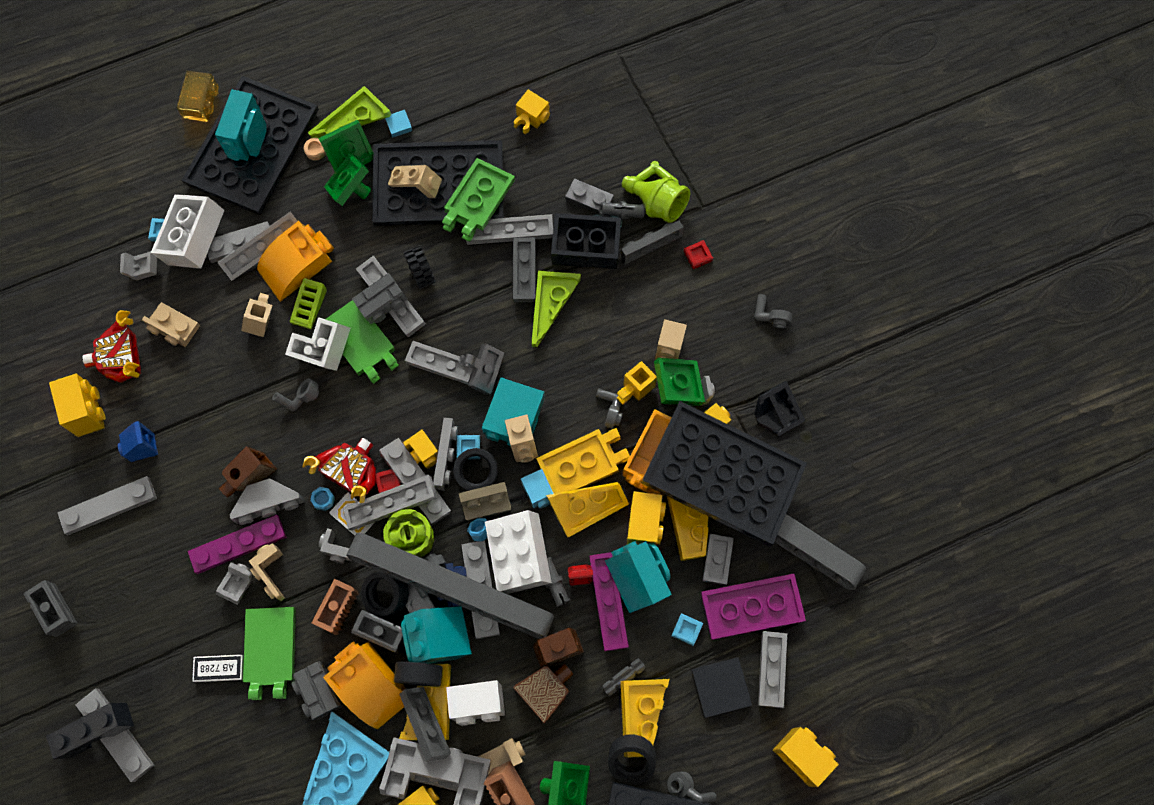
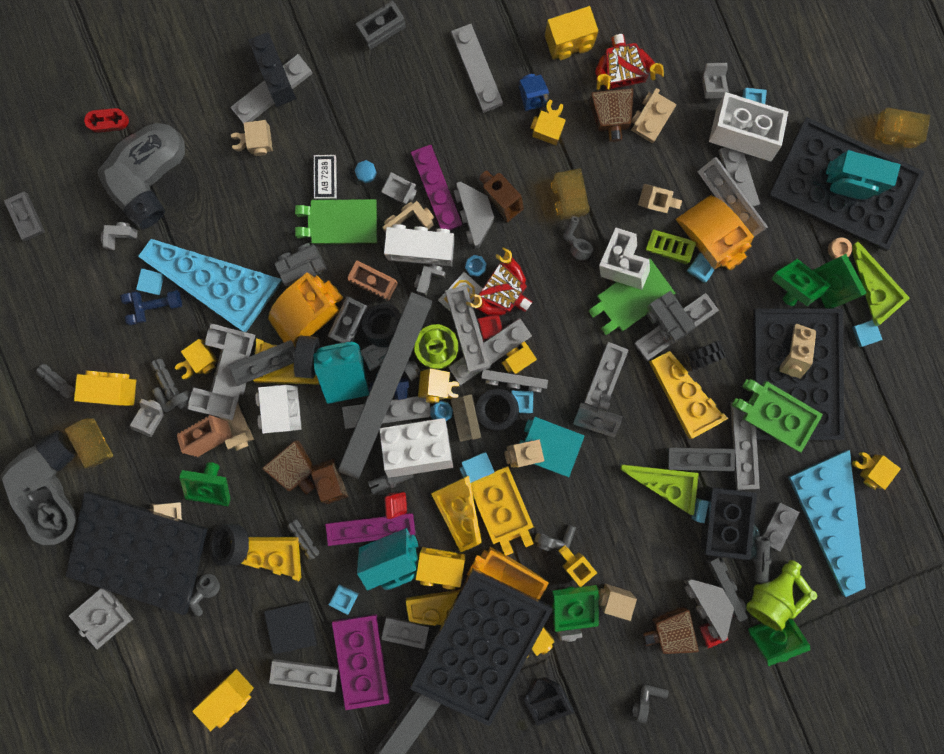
camera: 95 degrees right, 15 degrees up
(164, 364) = (612, 111): none -> reddish brown torso
(166, 749) = (256, 138): none -> tan brick
(174, 427) = (548, 124): none -> yellow brick
(214, 622) = (365, 171): none -> dark azure tile
(249, 403) = (570, 194): none -> clear yellow brick
(298, 555) = (419, 245): none -> white brick
(331, 275) = (701, 268): none -> medium azure tile
(450, 535) = (435, 386): none -> brick
(468, 281) = (690, 403): none -> yellow wing
(569, 152) = (830, 508): none -> medium azure wing
(577, 267) = (700, 510): none -> medium azure tile
(670, 253) = (713, 606): none -> light grey slope
(699, 290) = (673, 632): none -> reddish brown torso
(703, 191) = (779, 645): none -> green tile

